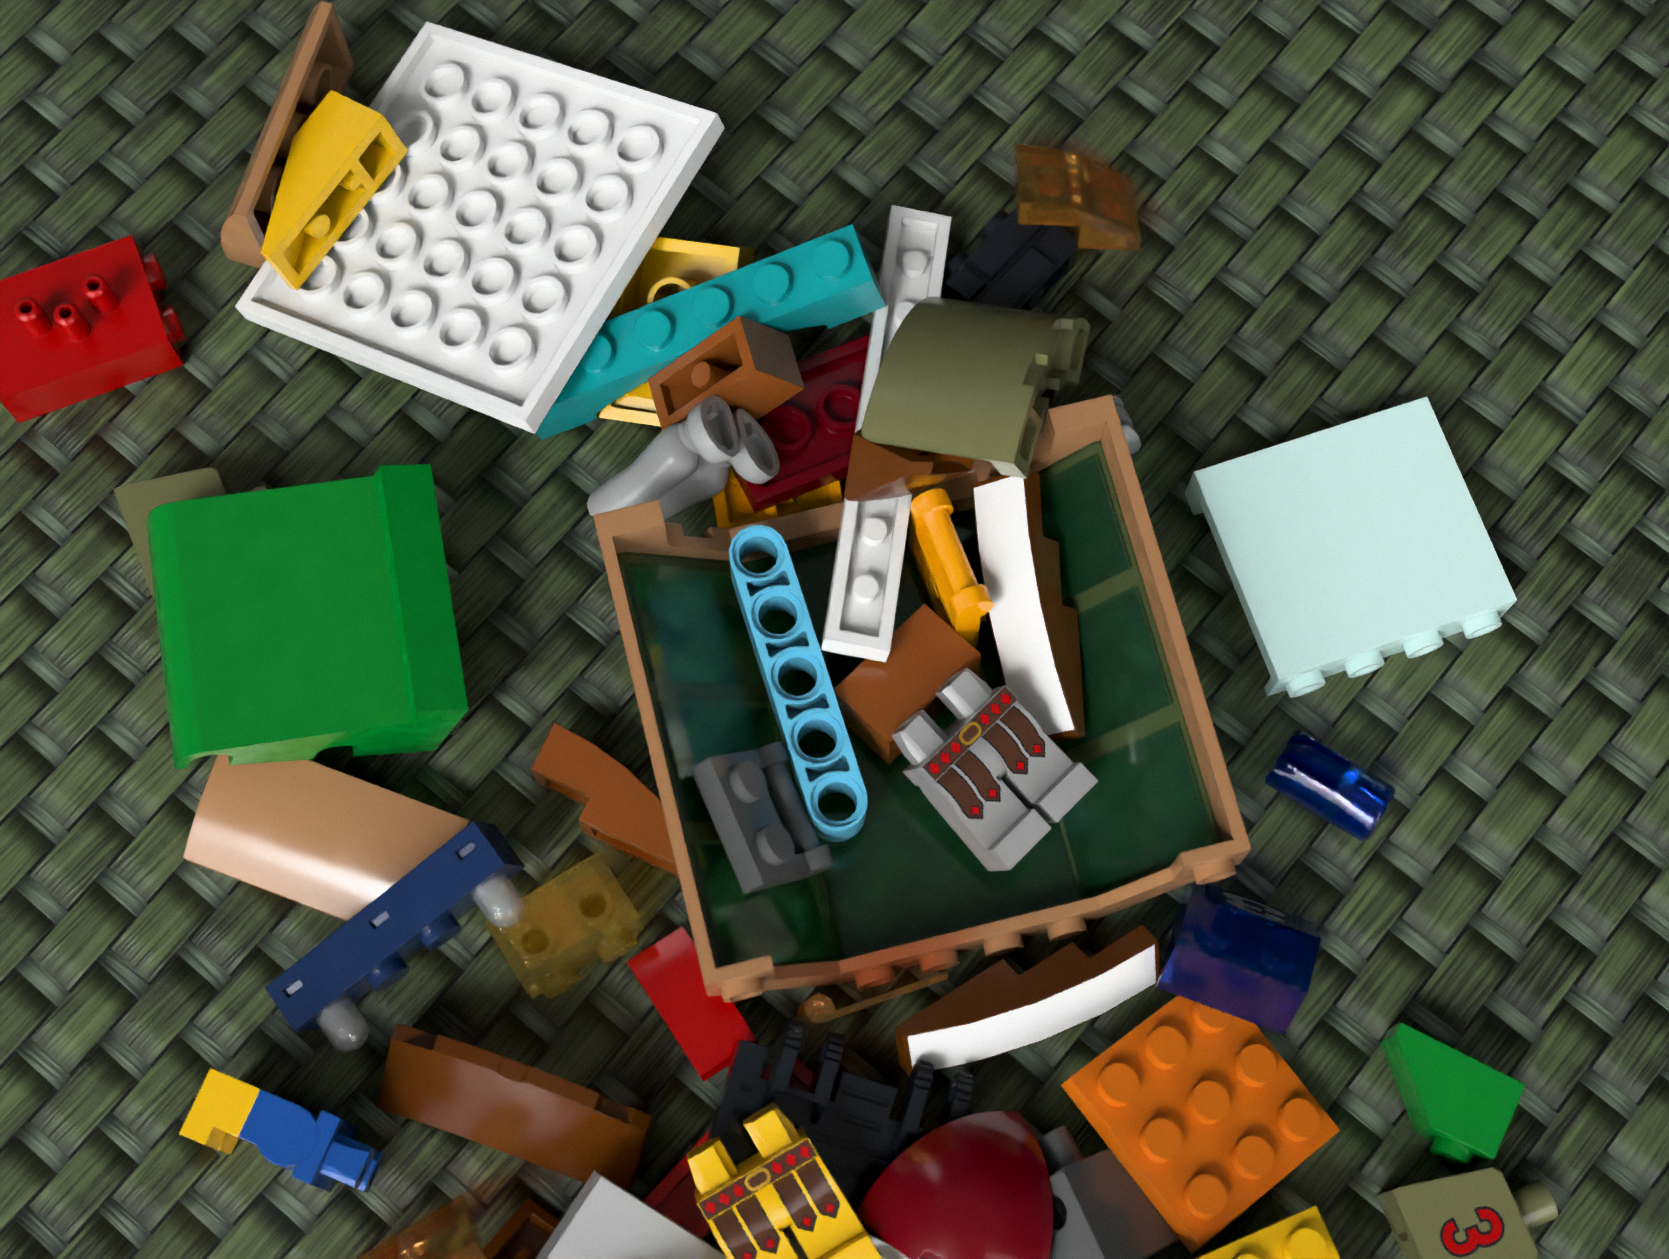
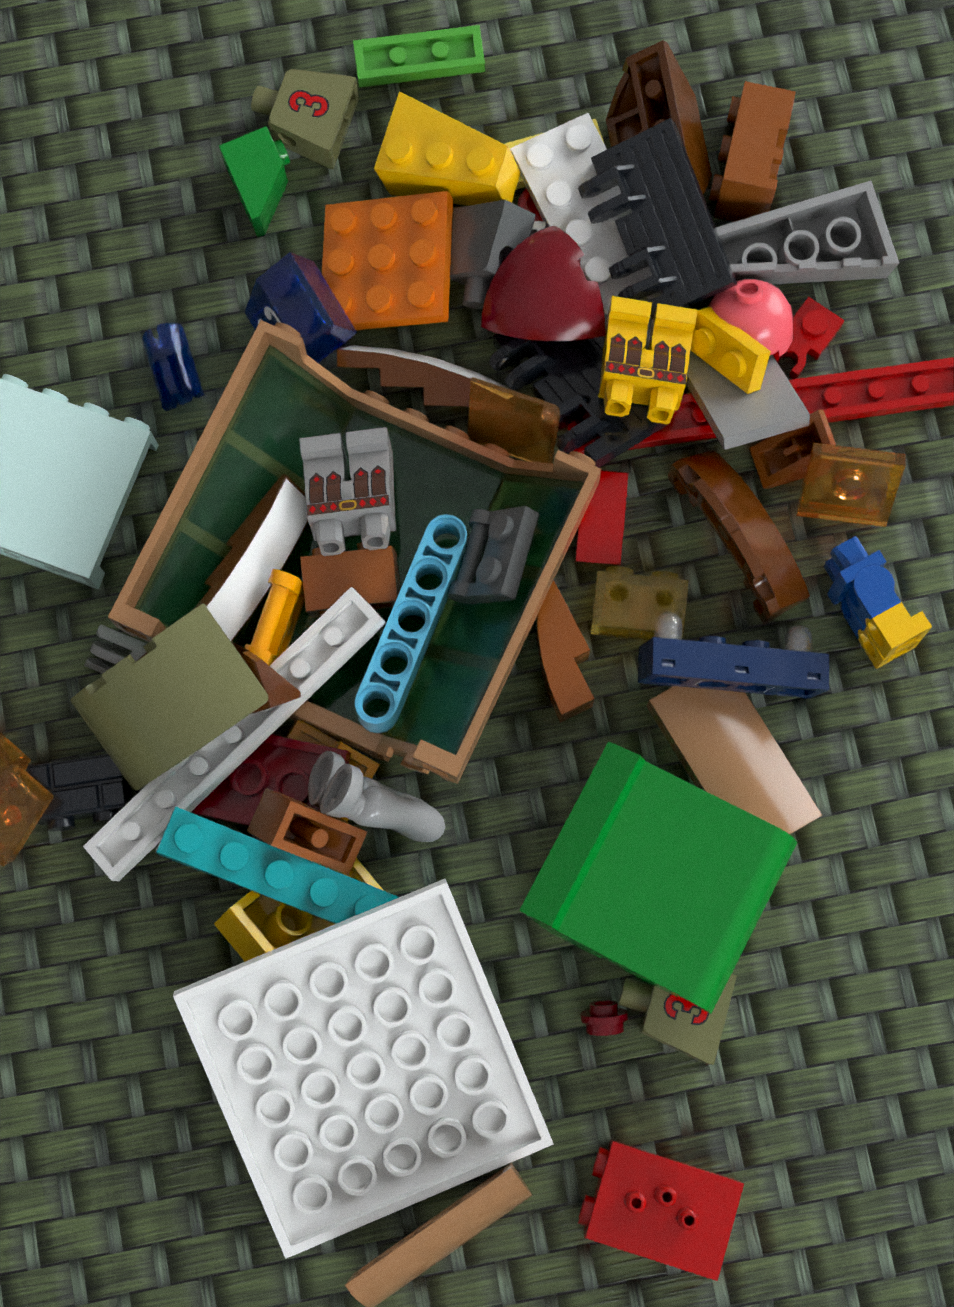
camera: 135 degrees left, 5 degrees up
(272, 461) = (604, 1018): none -> dark red plate
(327, 180) = (431, 1176): yellow slope -> none

